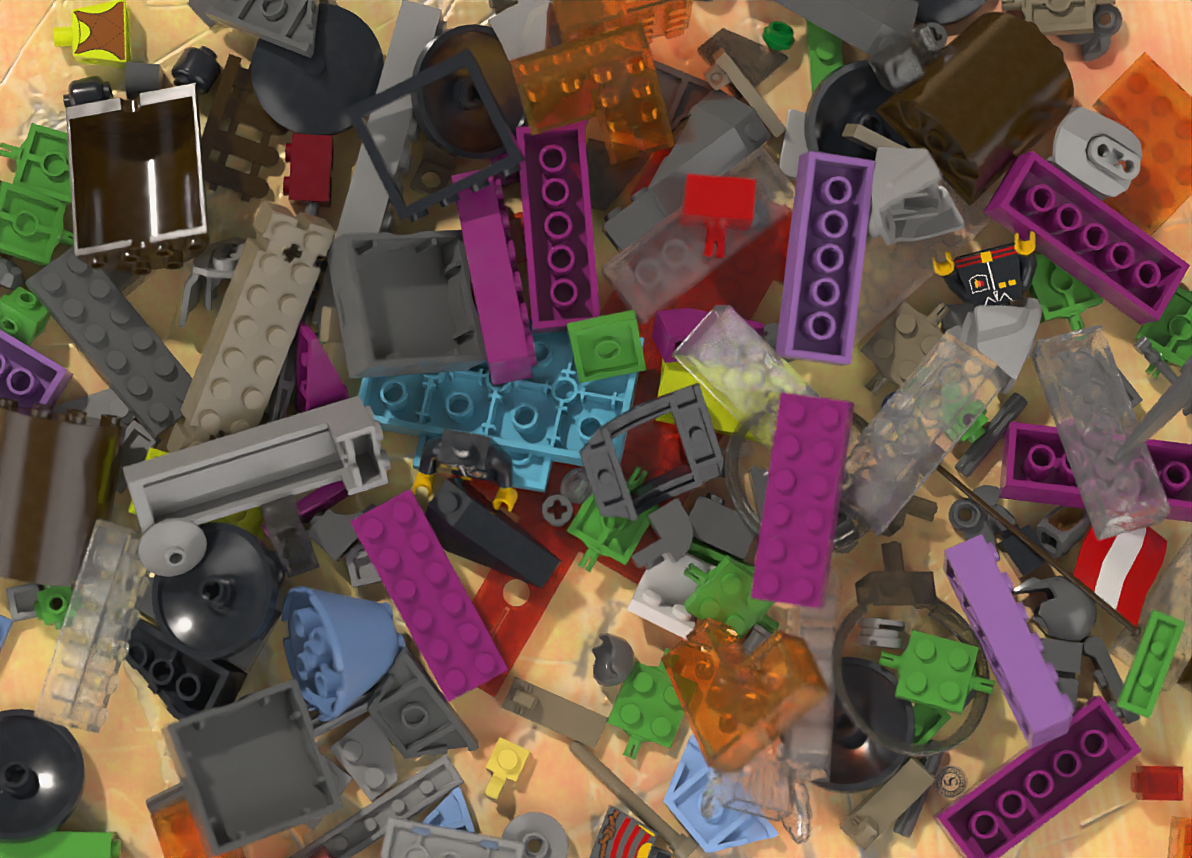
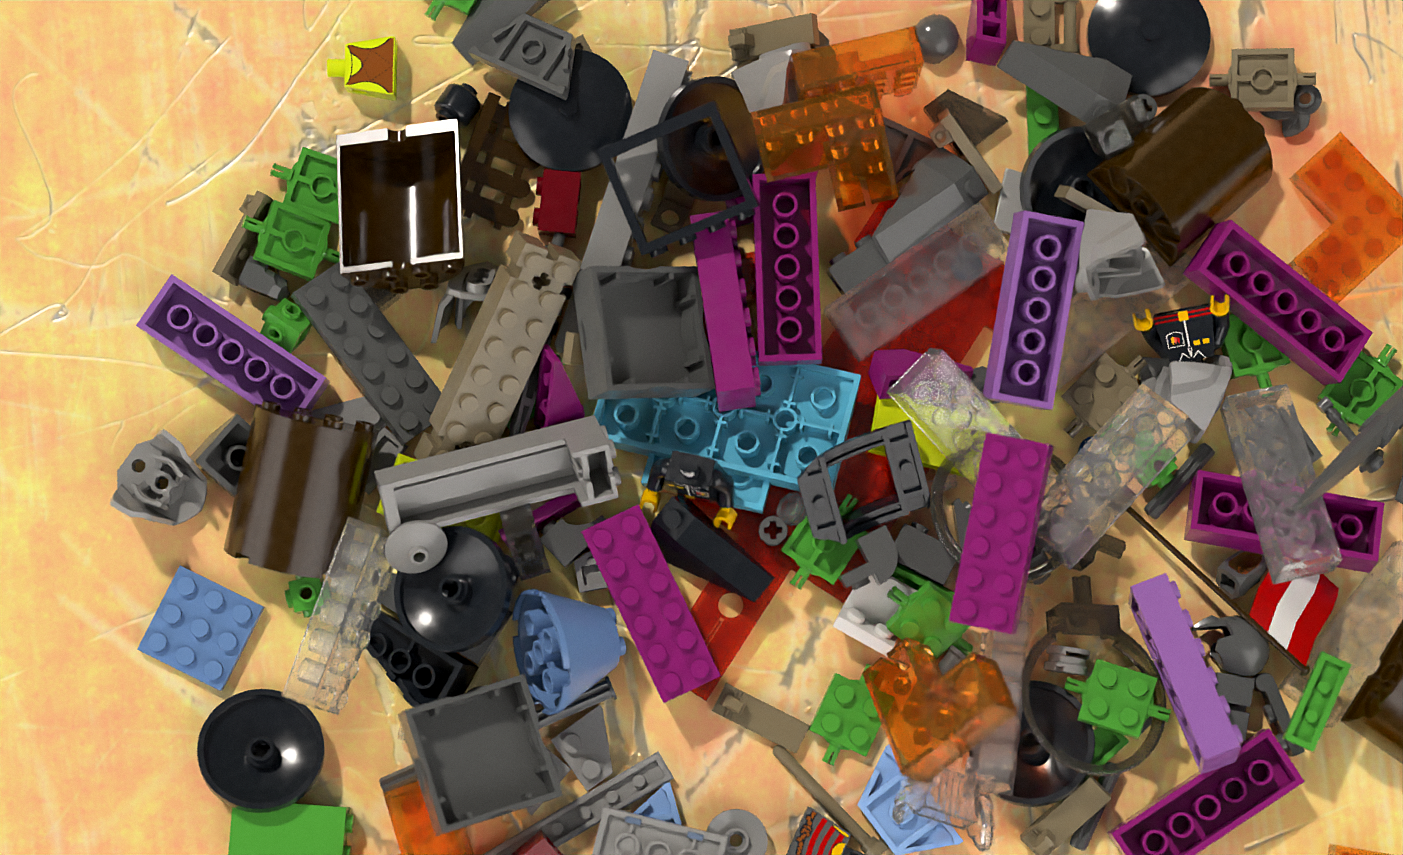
camera: 10 degrees right, 0 degrees up
(22, 600) = (274, 588): light grey tile -> none
(87, 91) = (356, 120): black head -> none
(143, 78) = (408, 111): dark grey brick -> none
(416, 712) = (633, 711): dark grey wing -> none
(506, 763) = (713, 763): light yellow plate -> none
(606, 346) = (826, 381): bright green plate -> none
(609, 179) = (835, 225): clear smoke wing -> none
(613, 660) = (817, 672): dark grey hair -> none
(718, 206) = (936, 257): red brick -> none
(778, 36) = (999, 99): green plate -> none
(950, 781) = (1125, 801): clear tile -> none
(980, 520) = (1165, 560): dark grey plate -> none
(1018, 554) = (1198, 593): black brick -> none
(1090, 149) = (1285, 219): light grey piece -> none
(1157, 783) = (1318, 812): clear red brick -> none

